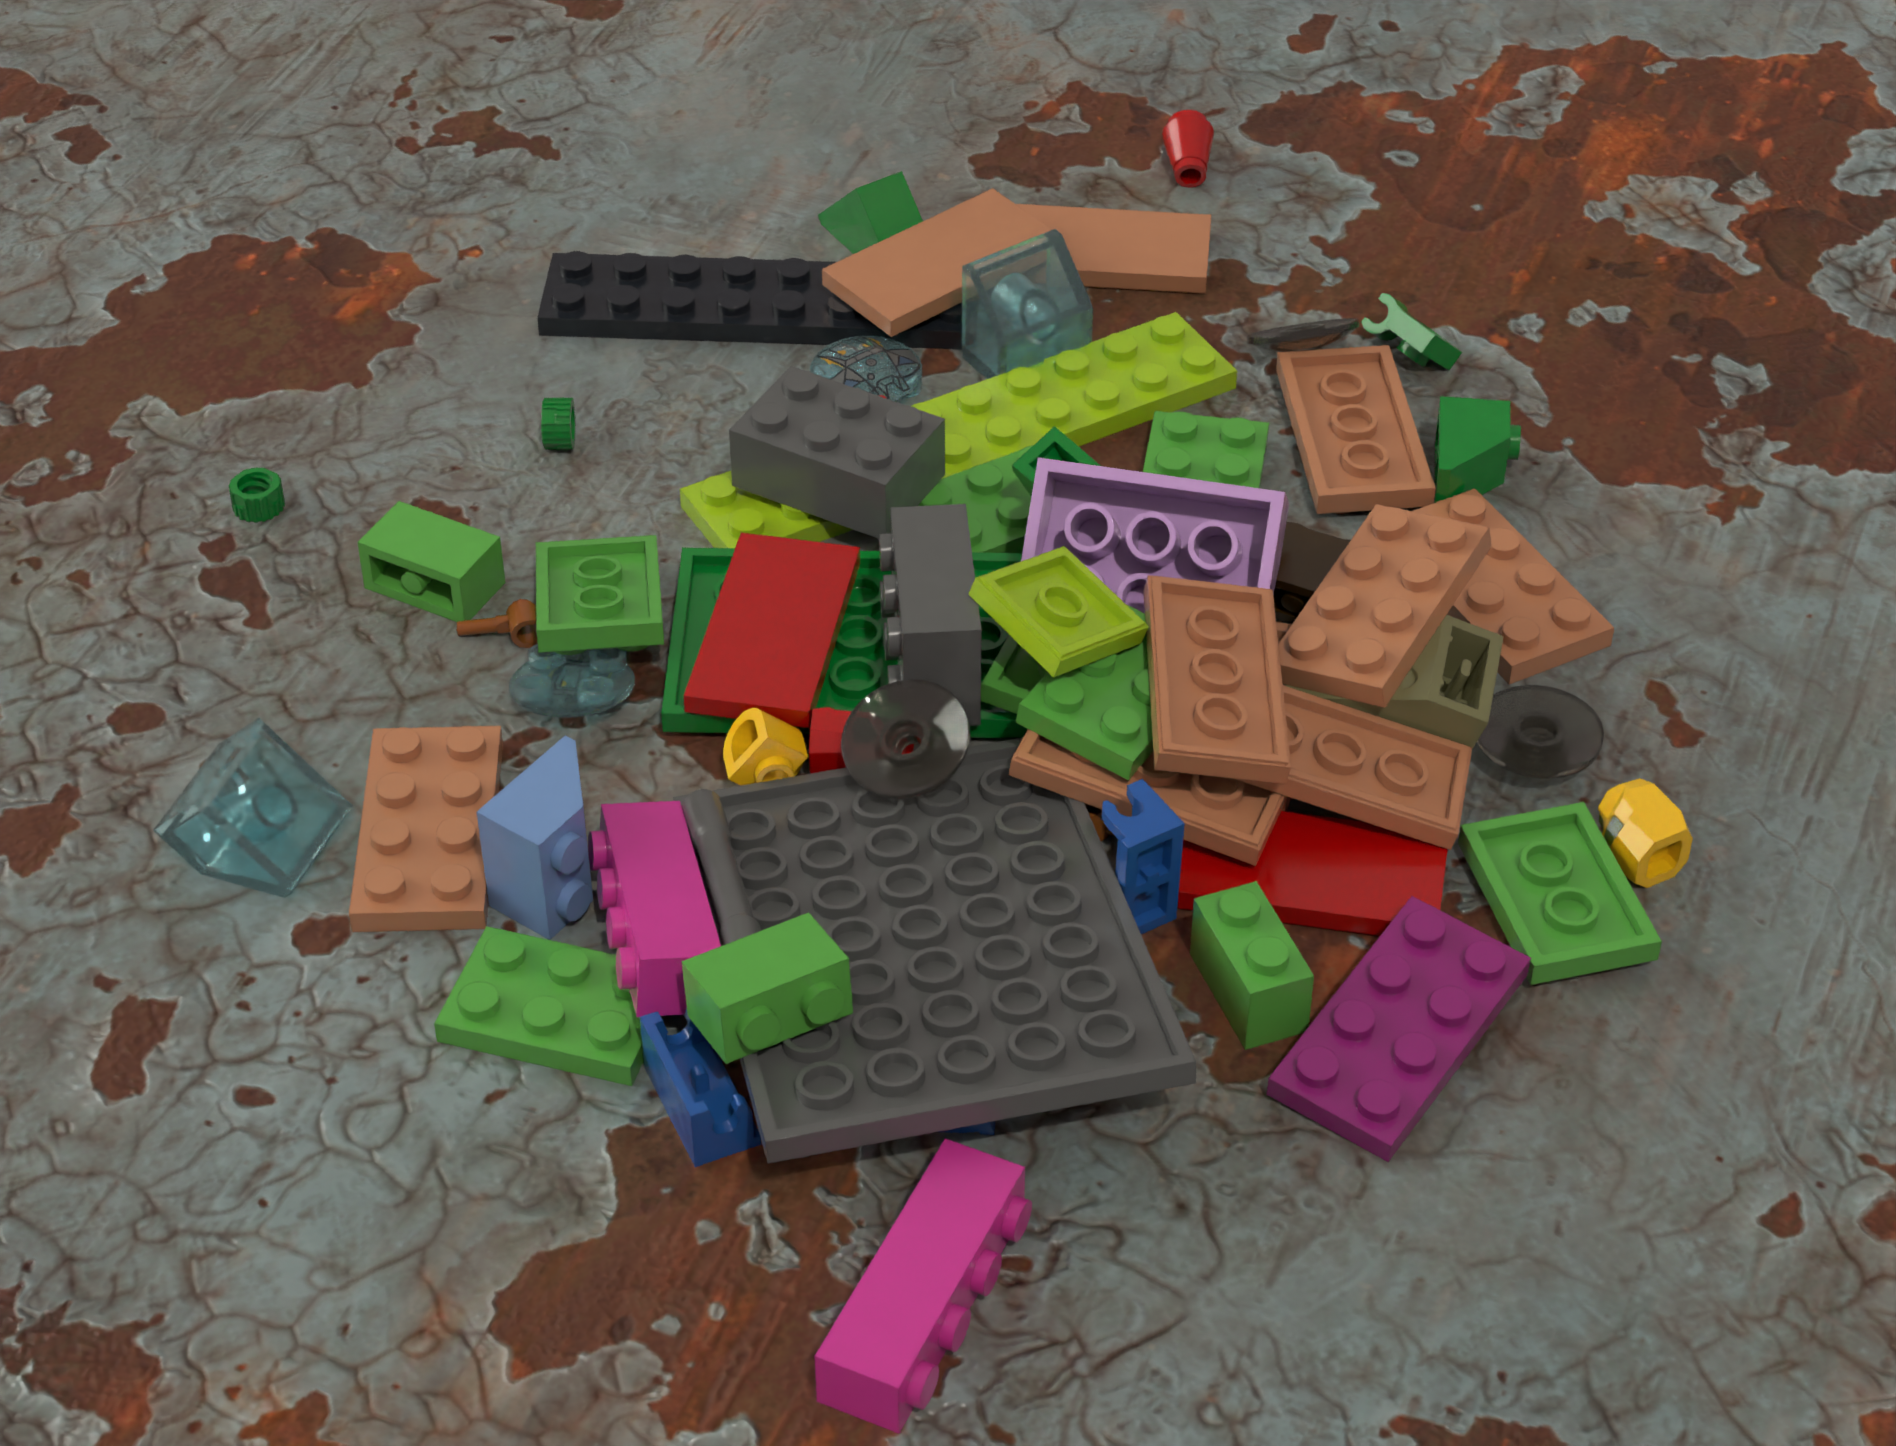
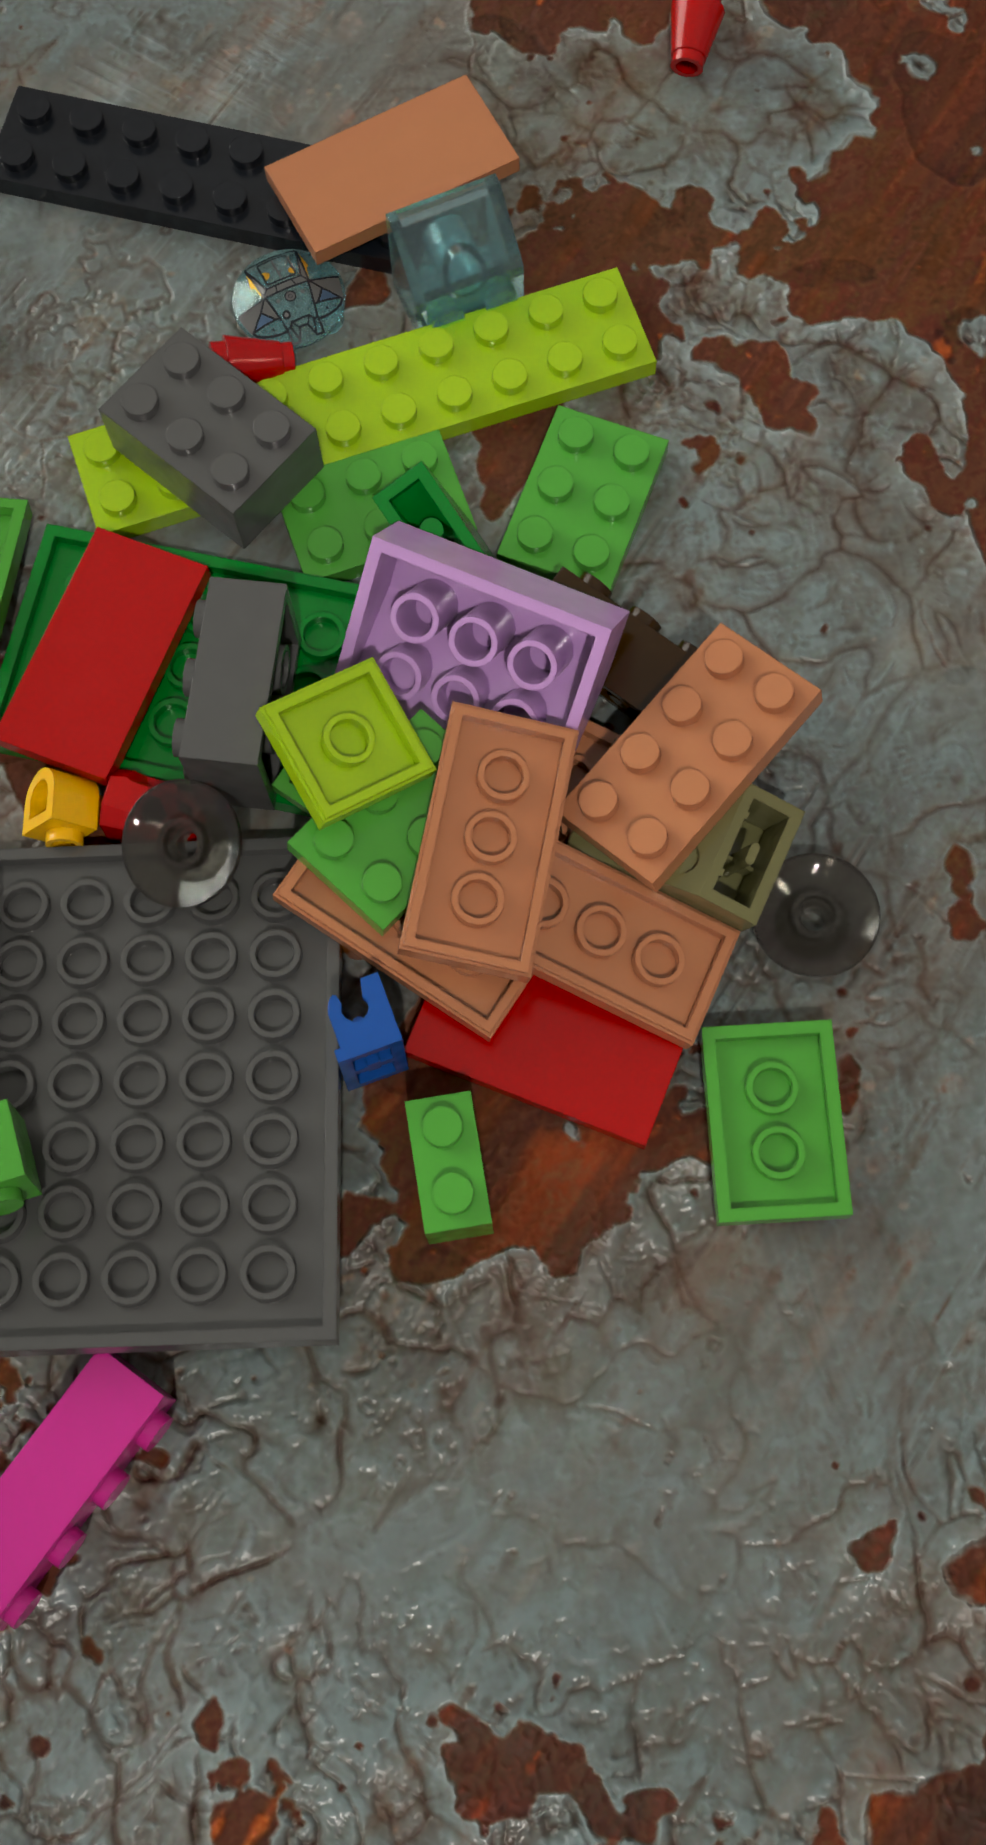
camera: 15 degrees right, 30 degrees up
(872, 213) = (343, 88): green slope -> none
(1133, 246) = (588, 158): nougat tile -> none
(1304, 335) = (735, 324): clear smoke dish -> none
(1354, 429) = (752, 463): nougat plate -> none
(1398, 1028) = (573, 1263): magenta plate -> none
(1418, 341) = (853, 342): green plate -> none
(1472, 445) = (861, 515): green slope -> none
(1522, 597) = (860, 740): nougat plate -> none
(1644, 832) = (877, 1062): yellow rock -> none

